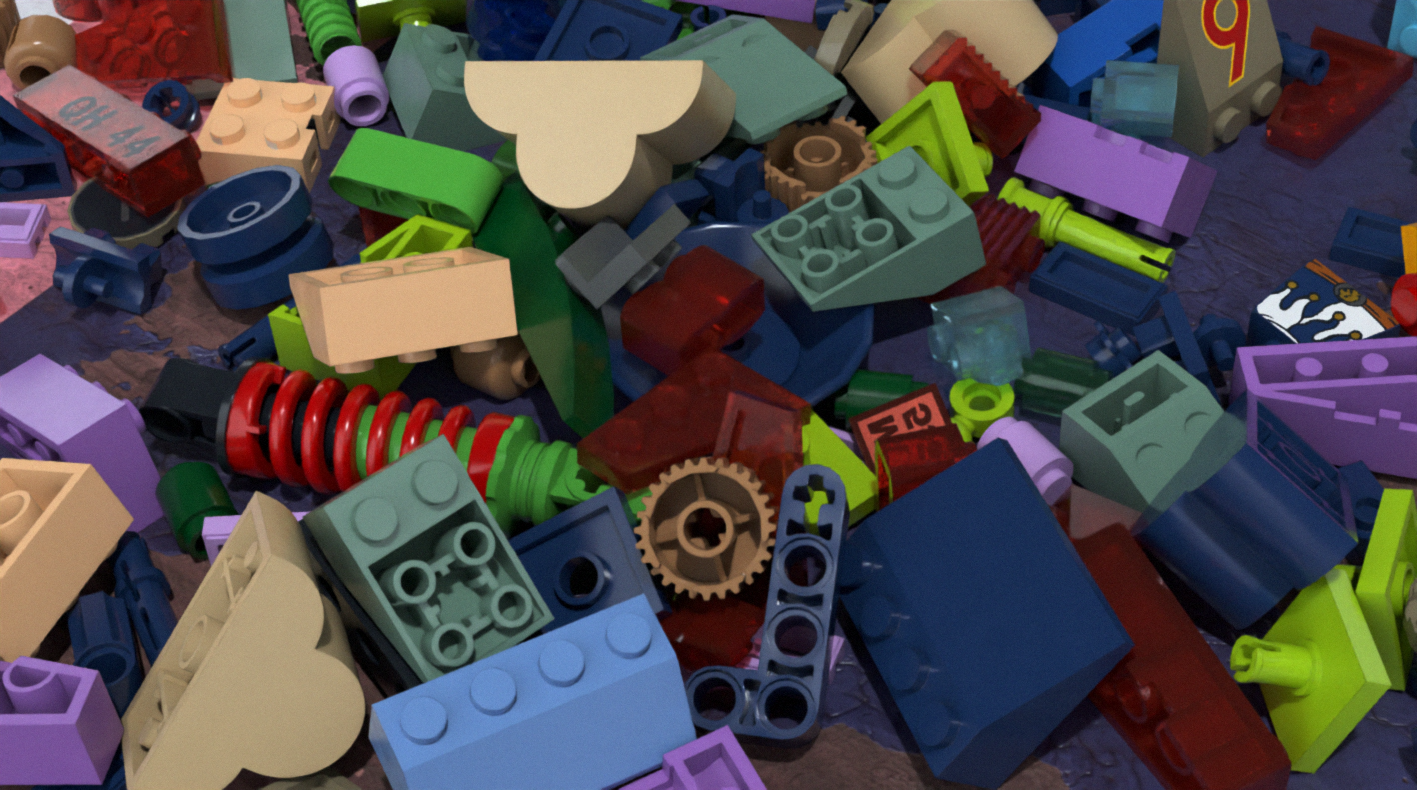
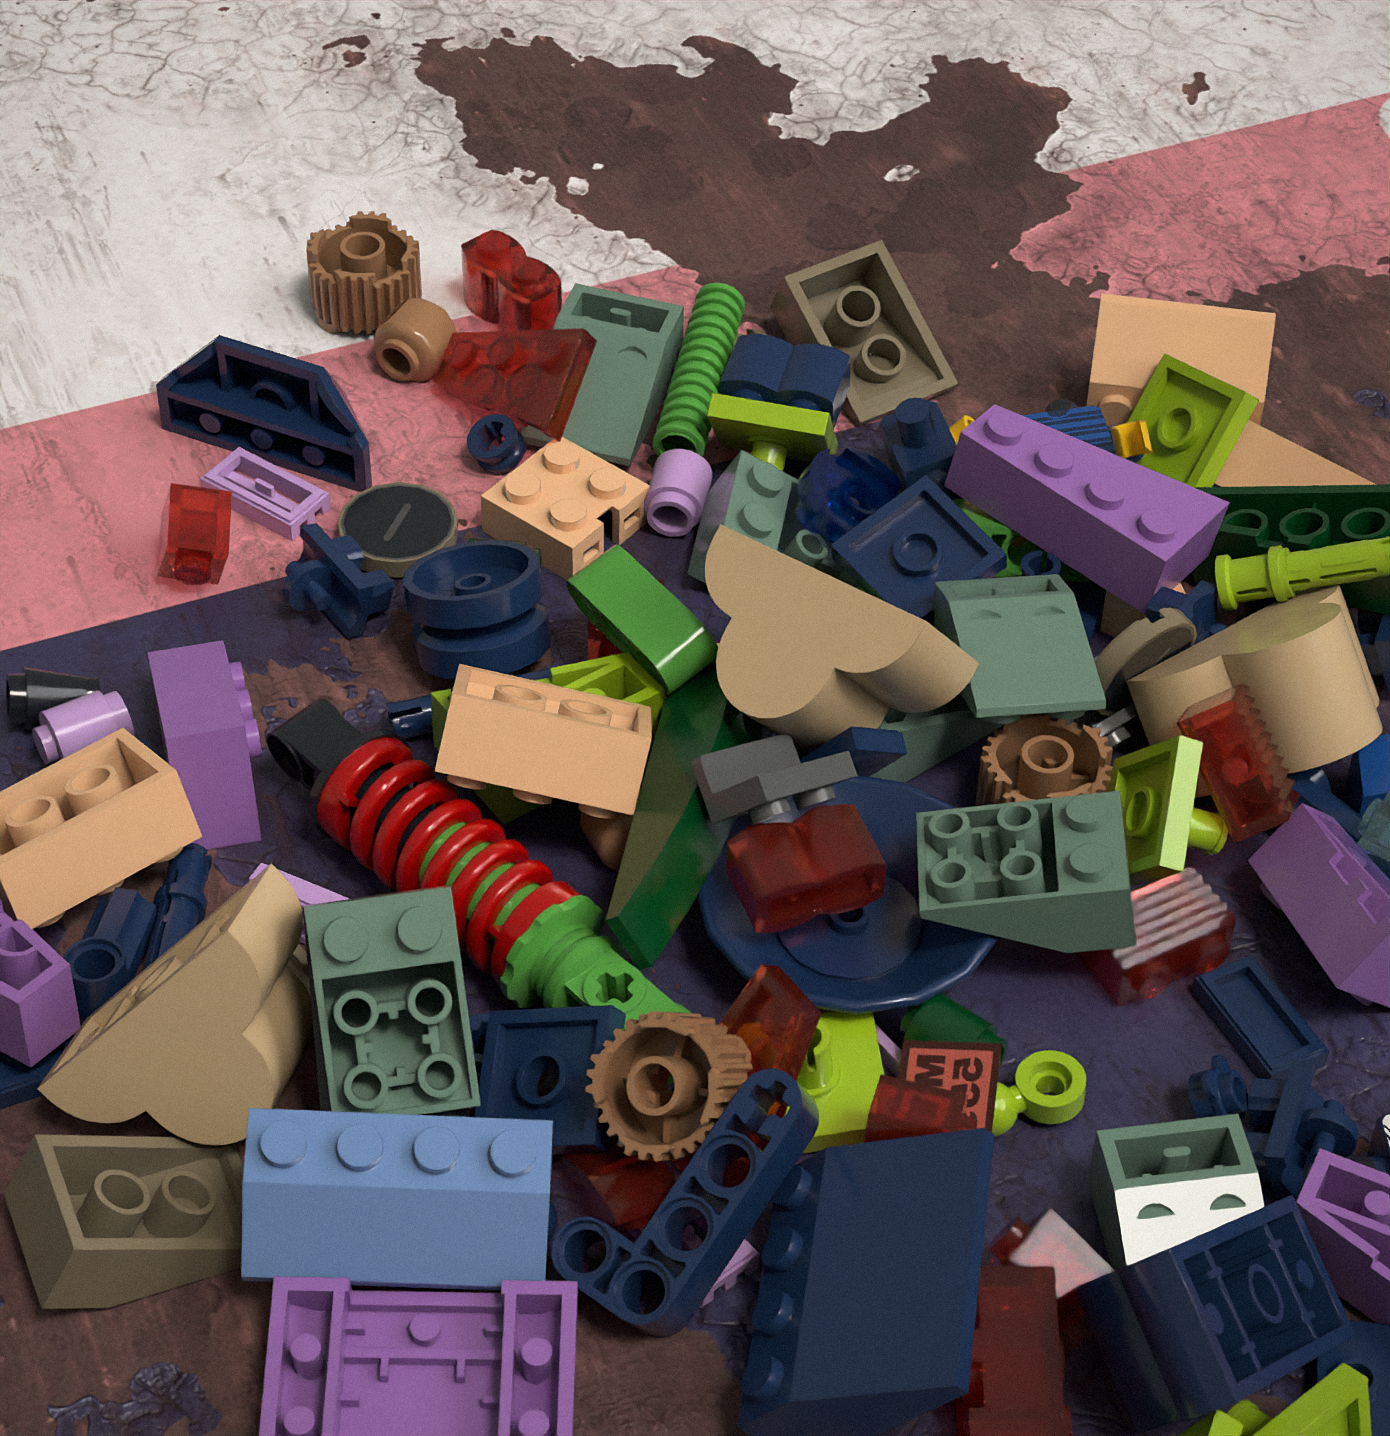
camera: 25 degrees right, 0 degrees up
(114, 139) = (417, 454): clear red brick -> none
(189, 495) = (274, 836): dark green brick -> none
(675, 421) = (712, 965): clear red wing -> none
(737, 190) = (946, 761): dark blue hips -> none
(981, 336) = (1088, 1019): clear light blue brick -> none
(1042, 460) = (1047, 1164): lavender brick -> none
(1057, 380) = (1136, 1094): clear green brick -> none
(1064, 225) = (1262, 933): lime pin -> none

